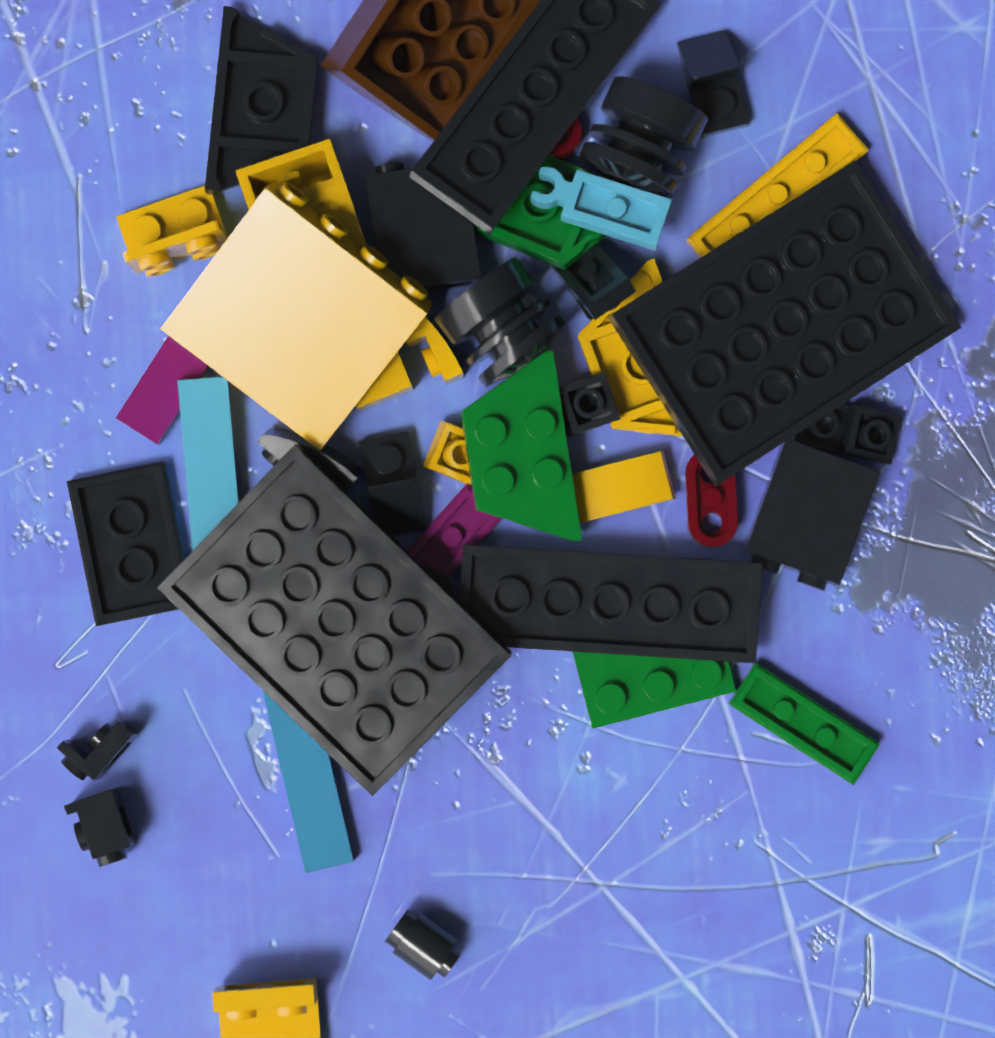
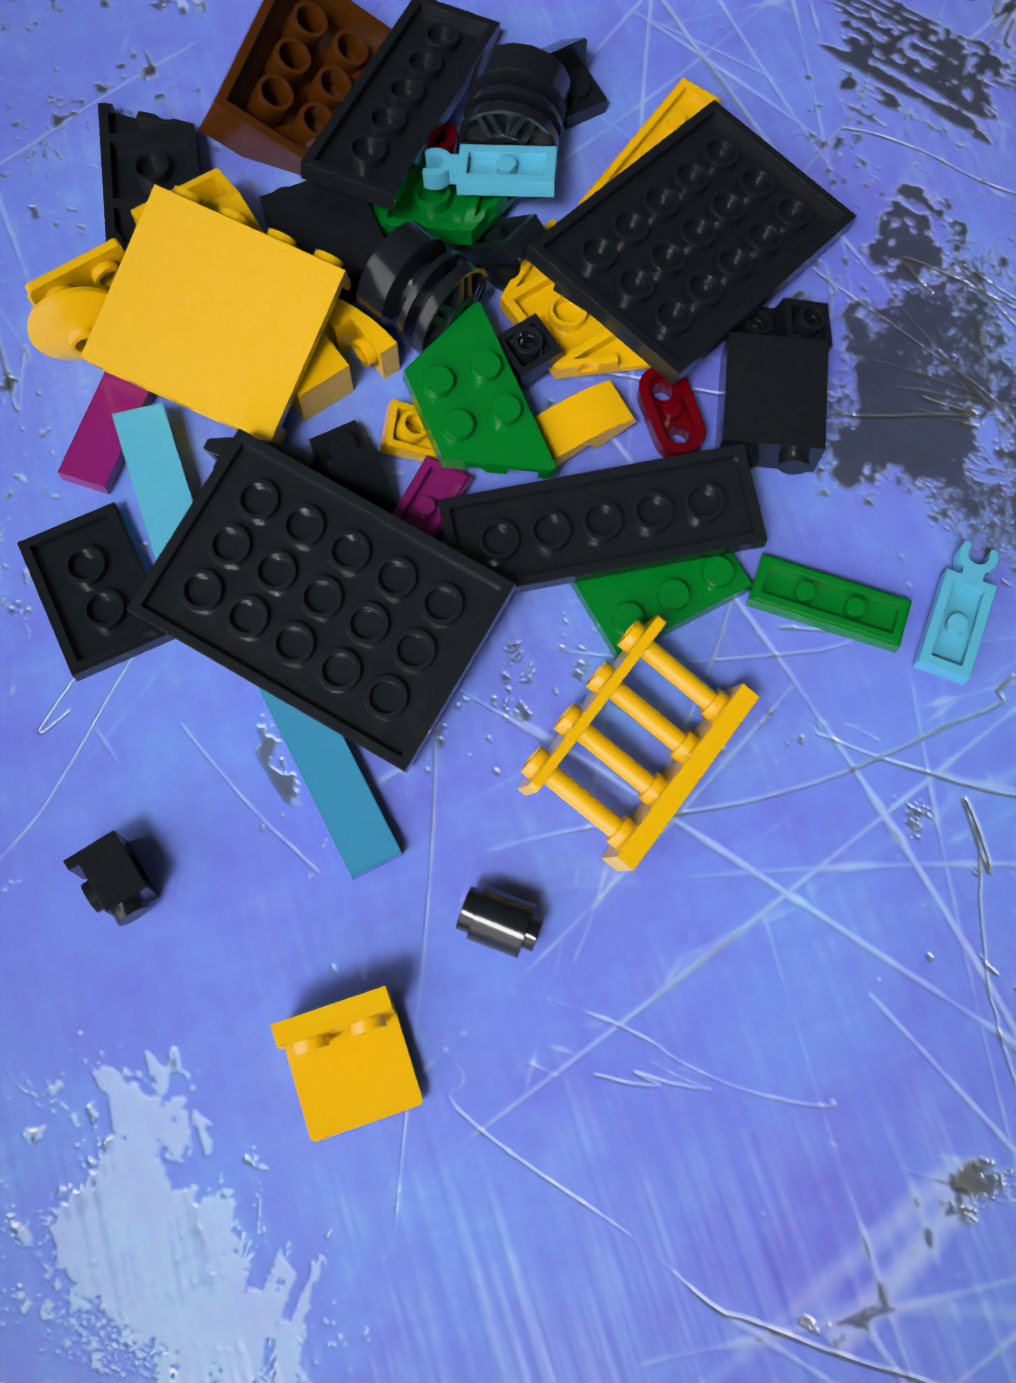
camera: 20 degrees left, 15 degrees down
(107, 747) = (103, 800): black bracket -> none
(160, 282) = (65, 320): none -> yellow dish
(591, 869) = (690, 750): none -> yellow fence
(916, 771) = (957, 618): none -> medium azure plate

